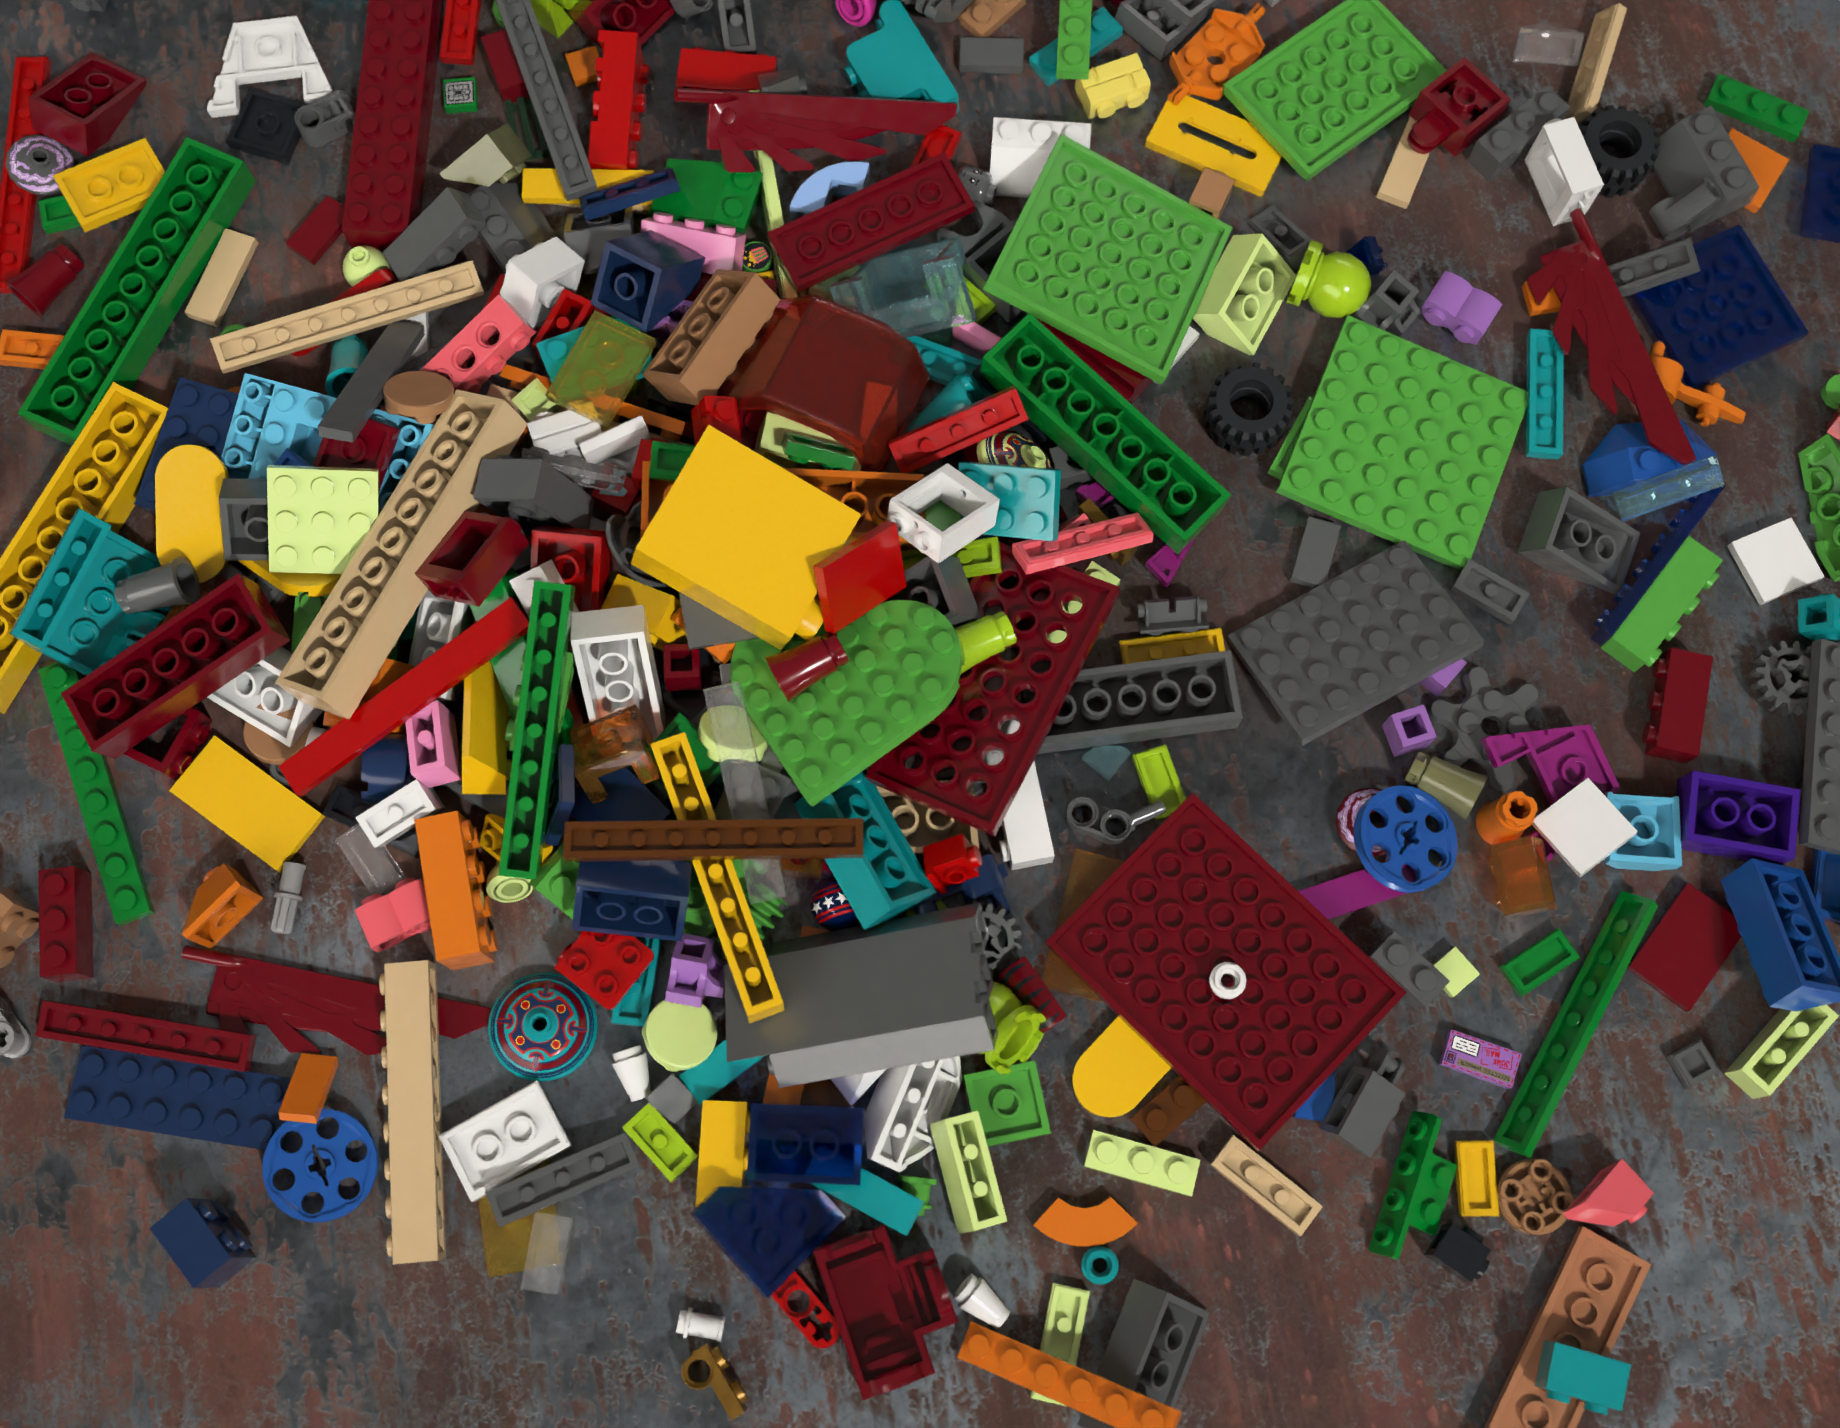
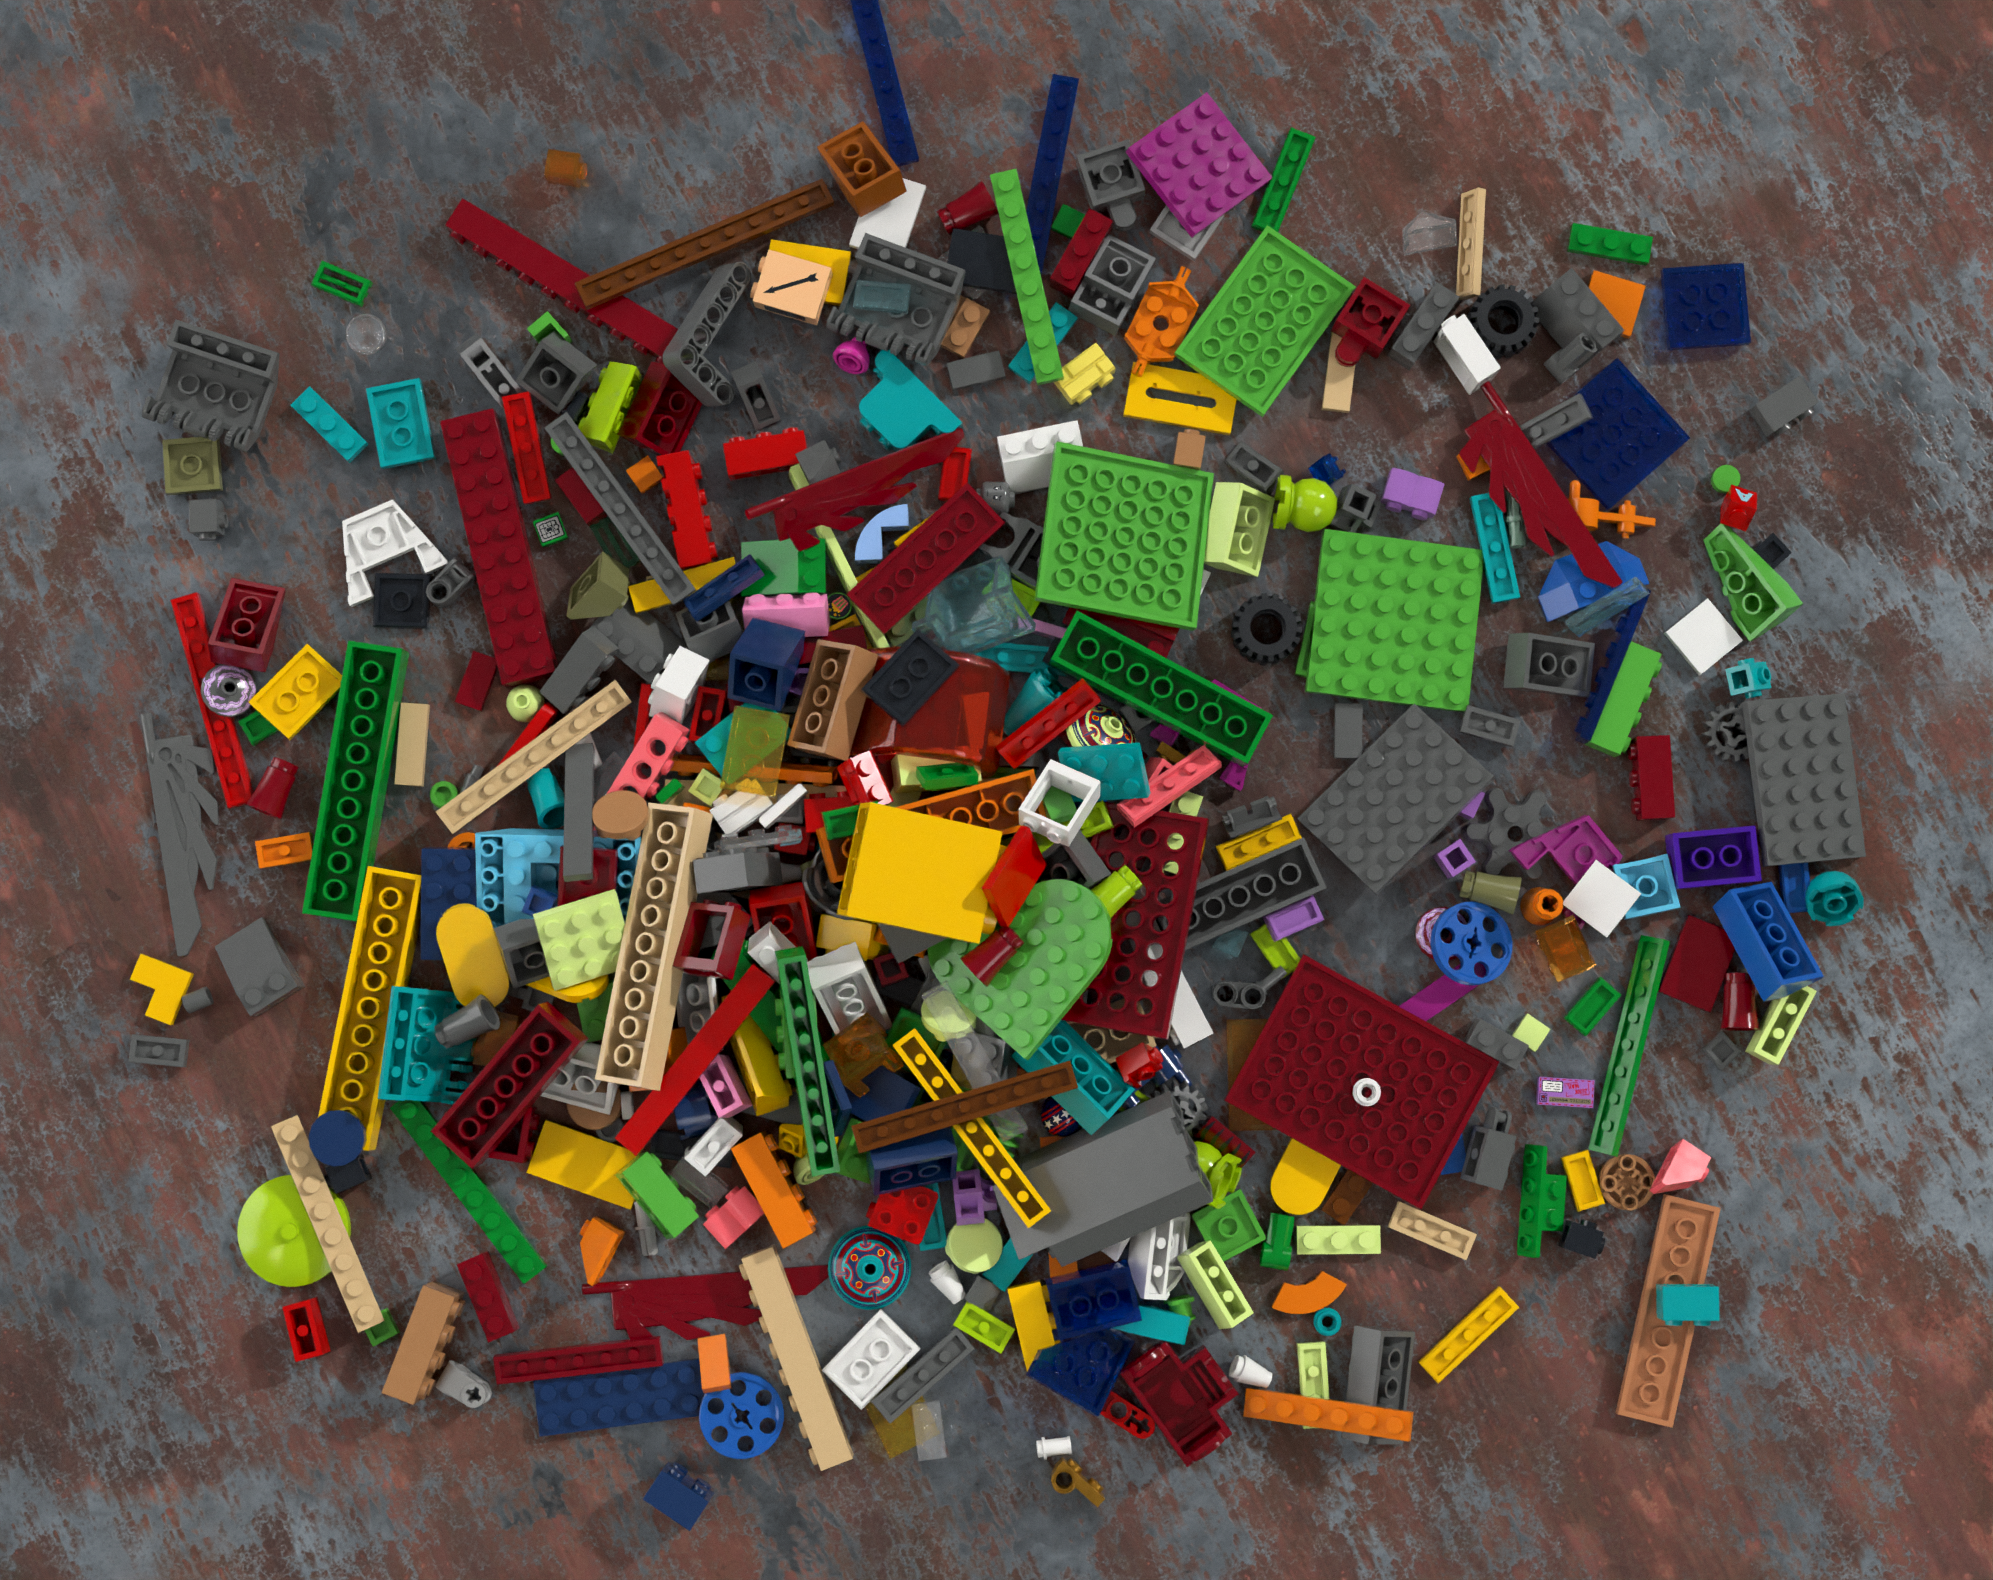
camera: 15 degrees left, 10 degrees up
(312, 858) = (657, 1194): none -> bright green brick
(493, 387) = (670, 791): none -> green tile
(808, 325) = (910, 678): none -> black tile
(1061, 1148) = (1277, 1249): none -> green piece
(1191, 750) = (1293, 918): none -> medium lavender tile
(1279, 1337) = (1468, 1334): none -> yellow tile
(1575, 372) = (1515, 523): none -> sand green pin
(1731, 1010) = (1739, 1003): none -> dark red plant

